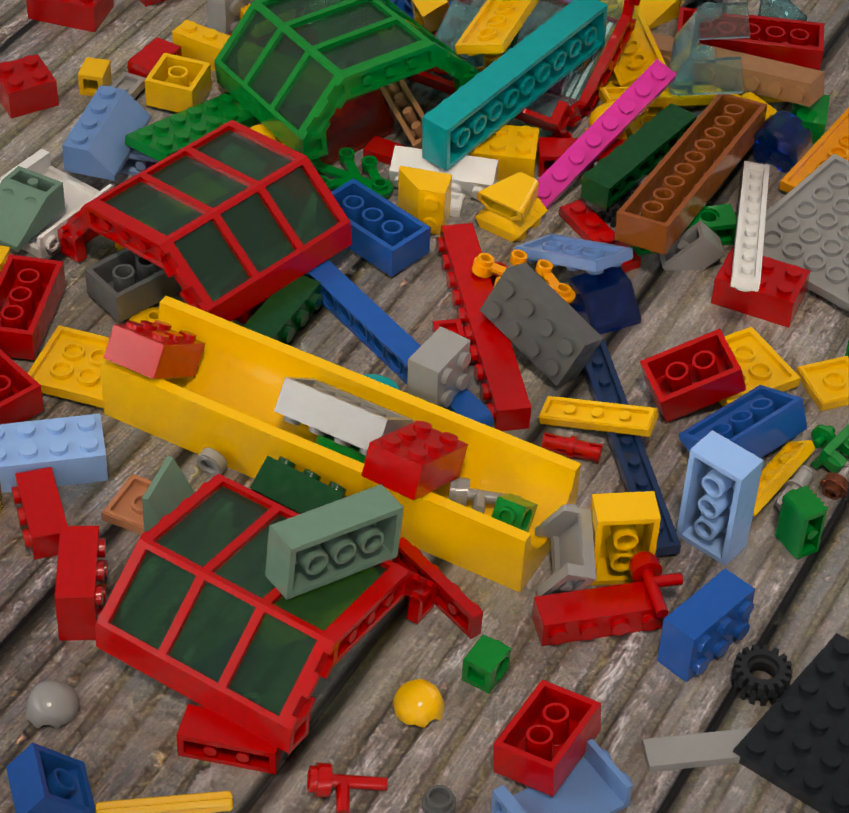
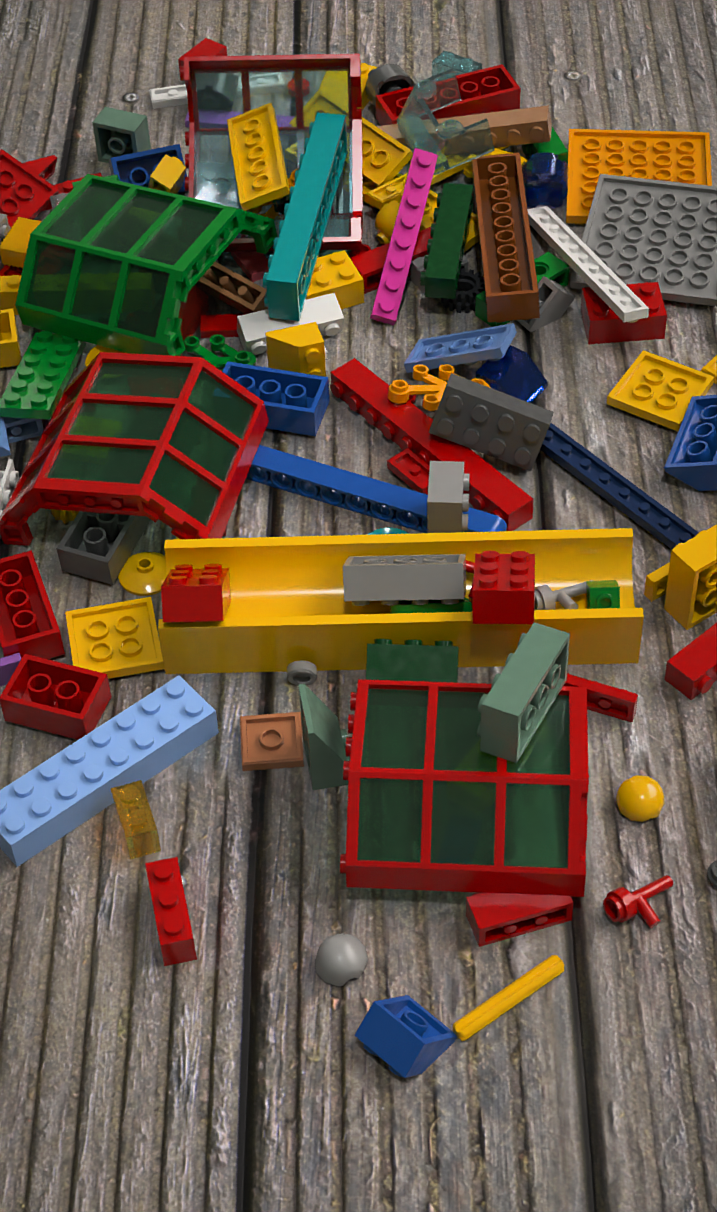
camera: 25 degrees left, 5 degrees up
(39, 511) = (192, 790): red brick -> none
(79, 582) = (286, 836): red brick -> none
(287, 310) = (256, 505): dark green brick -> none
(486, 663) = (668, 737): green brick -> none
(511, 207) = (372, 331): yellow piece -> none
(571, 550) = (670, 609): light grey panel -> none
(572, 447) = (583, 518): red pin -> none
(592, 227) = (443, 319): red plate -> none
(598, 416) = (588, 481): yellow tile -> none
(693, 375) = (640, 412): red brick -> none

